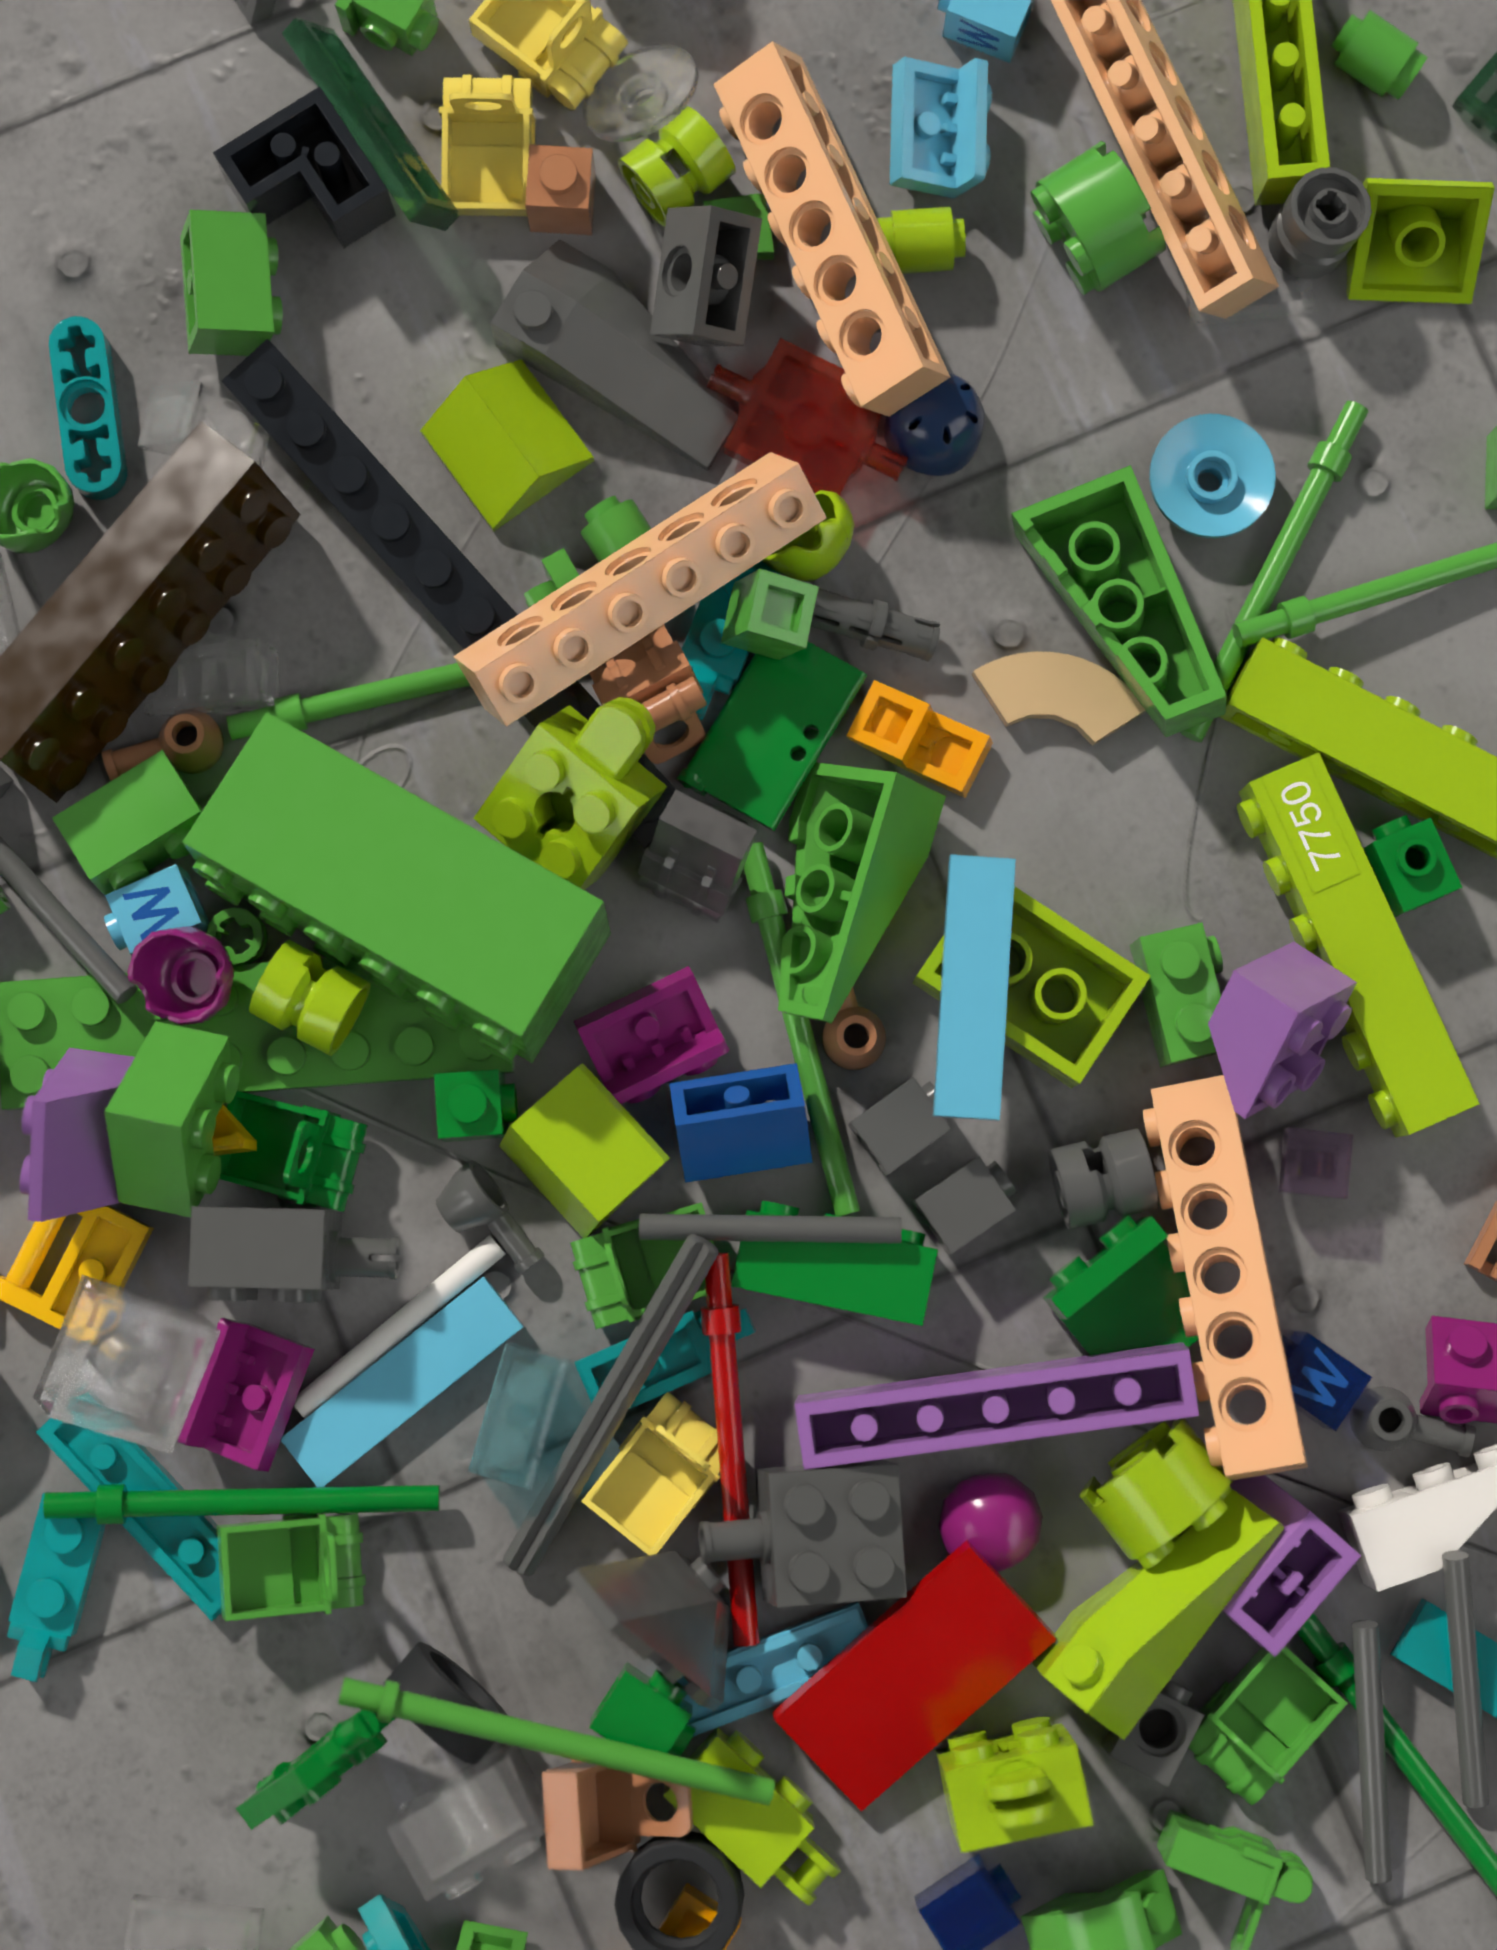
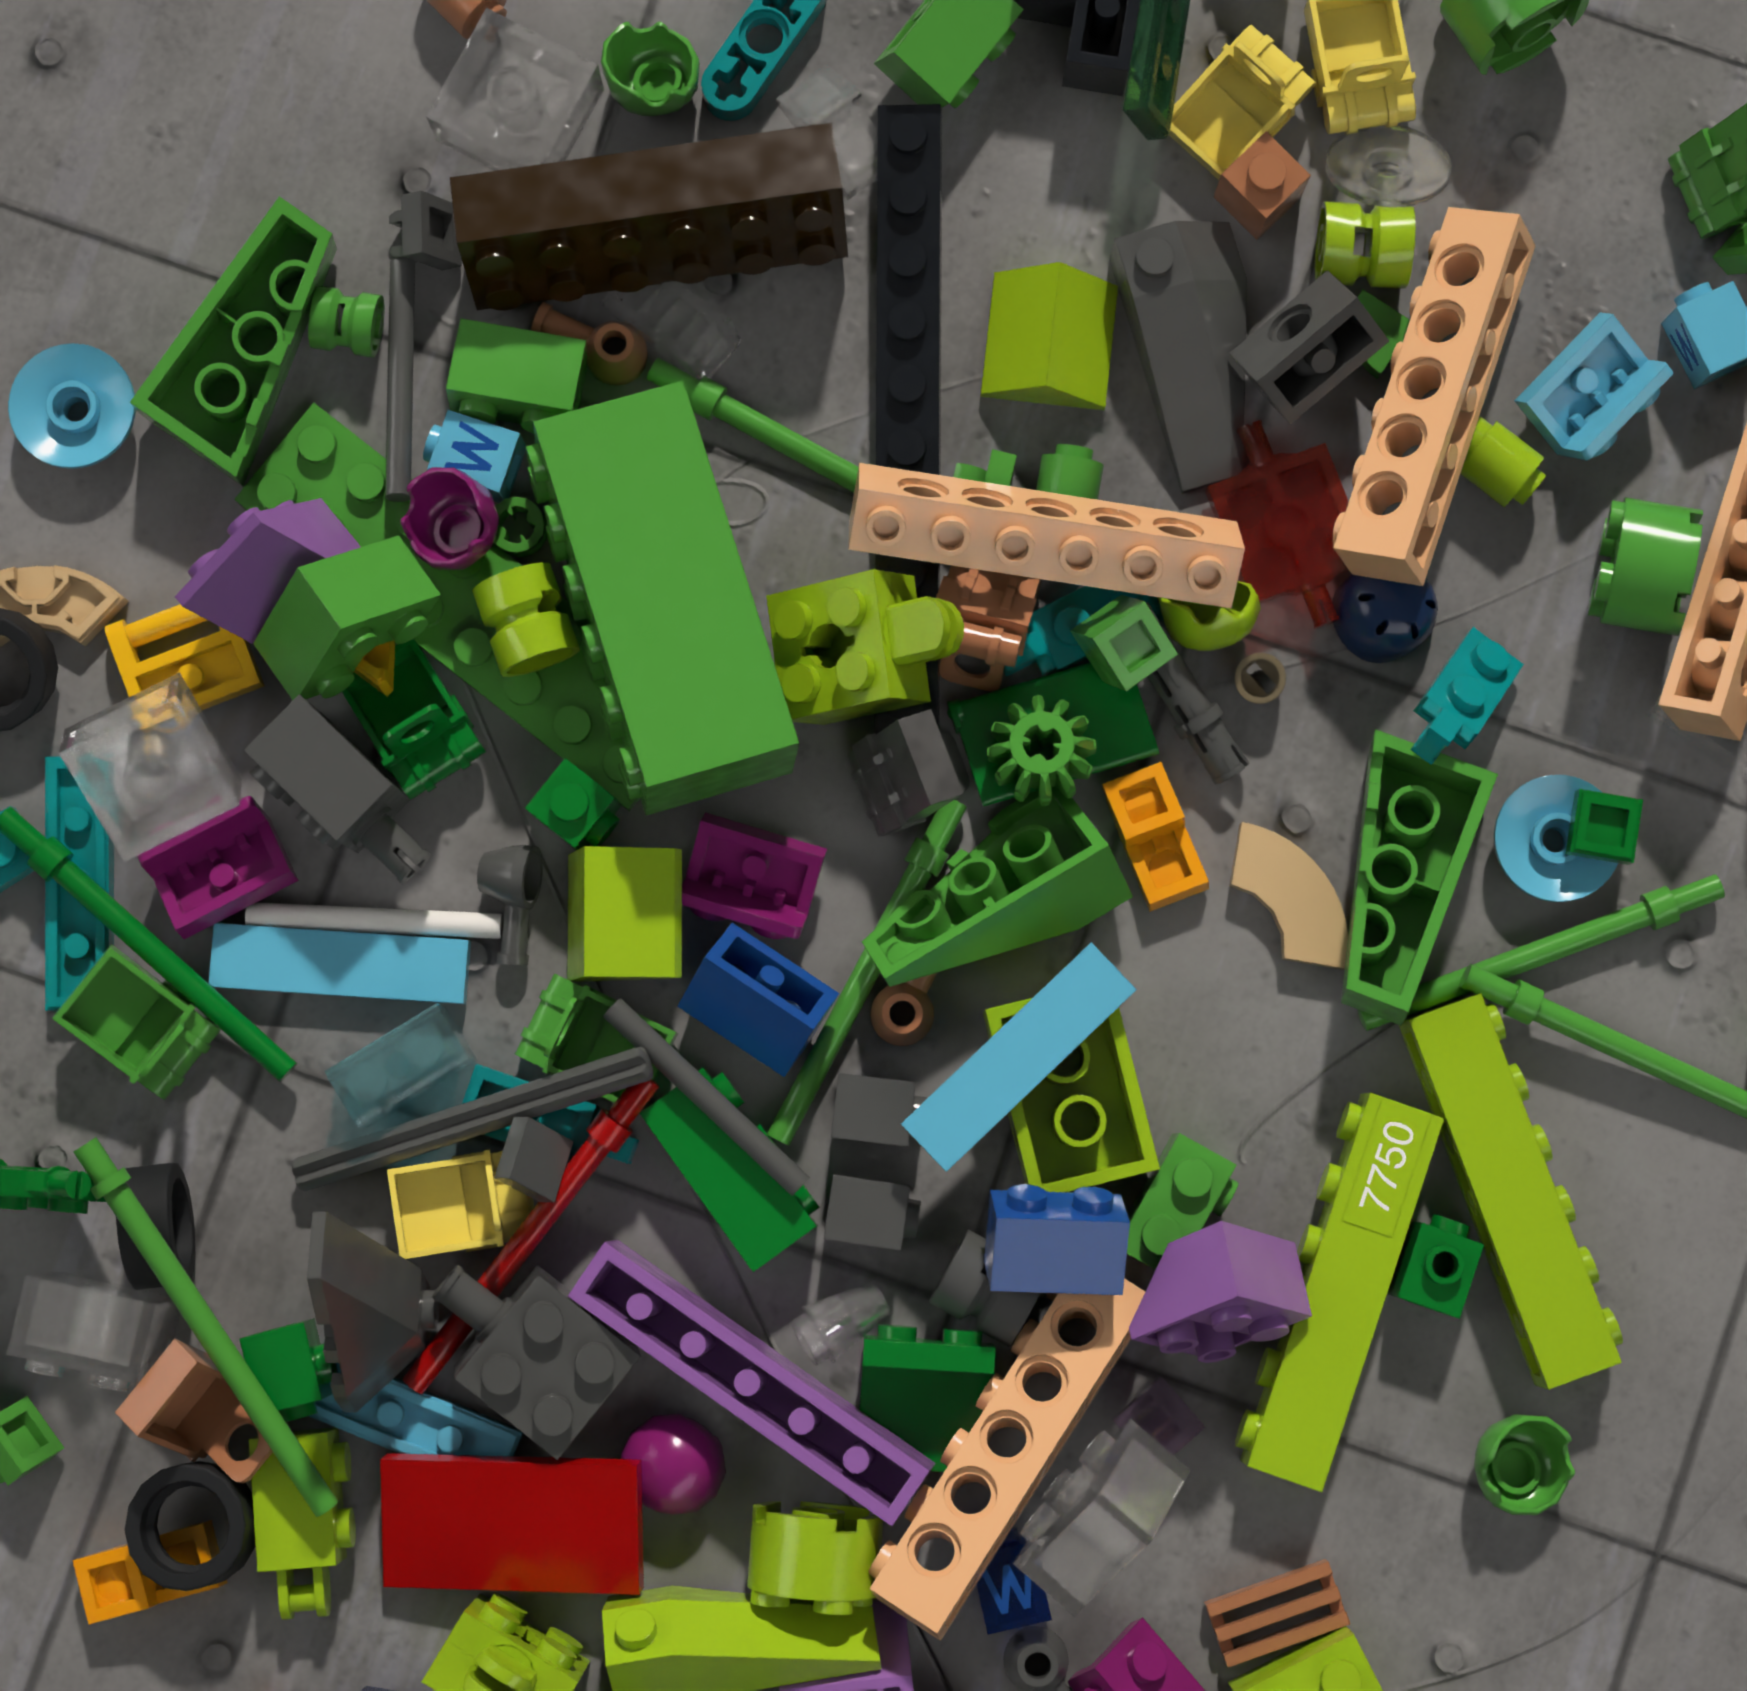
camera: 45 degrees right, 0 degrees up
(685, 1392) = (533, 1159): none -> dark grey tile
(768, 731) = (1036, 771): none -> bright green gear
(891, 567) = (1250, 687): none -> dark tan hinge
(1016, 1305) = (839, 1321): none -> clear cone
(1050, 431) = (1464, 694): none -> teal hinge
(1126, 1096) = (1056, 1241): none -> blue brick
(1238, 436) = (1604, 826): none -> green tile
(1340, 1268) = (1100, 1515): none -> clear brick

